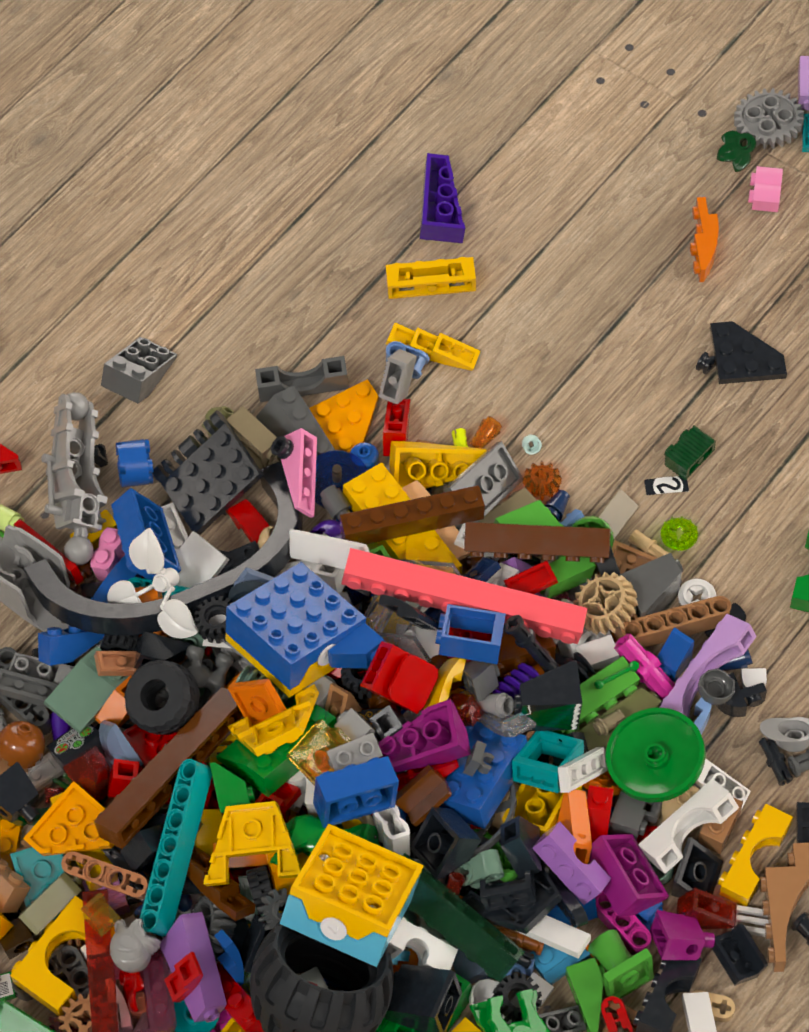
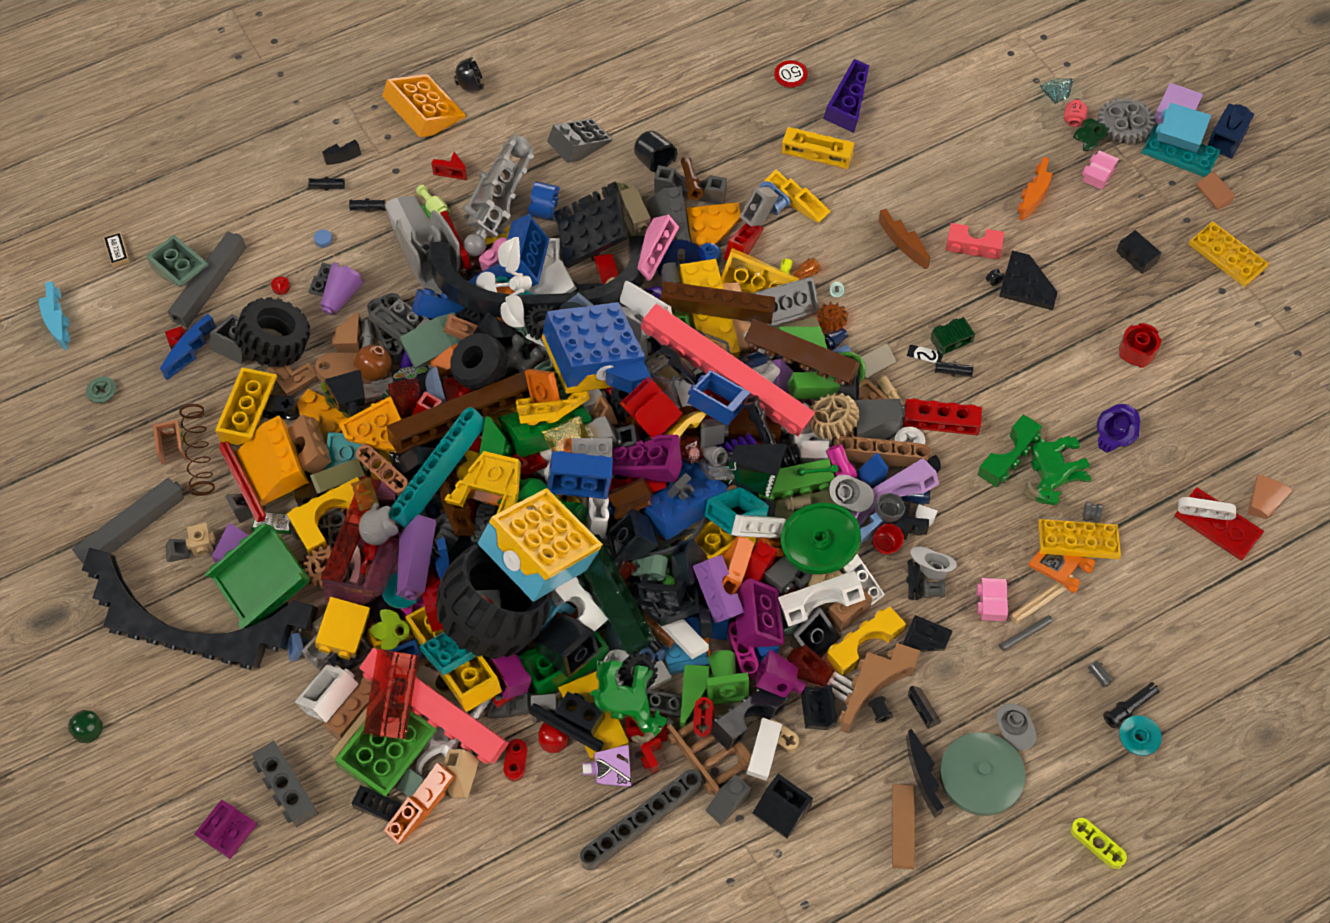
camera: 20 degrees right, 0 degrees up
(100, 455) = (523, 188): black tile -> none
(184, 978) = (401, 561): red slope -> none
(239, 351) = (654, 150): none -> black cylinder
(282, 447) = (649, 224): black bush -> none
(304, 376) = (692, 183): none -> reddish brown pin
(357, 196) = (791, 74): none -> piece
(533, 579) = (786, 378): red tile -> none
(586, 357) = (905, 241): none -> dark orange slope
(647, 334) = (961, 242): none -> coral arch
(666, 687) = (851, 493): none -> light grey piece
(669, 534) = (926, 390): clear neon green gear -> none
(674, 106) = (1057, 89): none -> clear light blue slope
(708, 129) = (1075, 113): none -> coral head
(708, 491) = (954, 369): none -> black pin
(726, 724) = (887, 539): none -> red hair
(753, 537) = (950, 423): none -> red brick

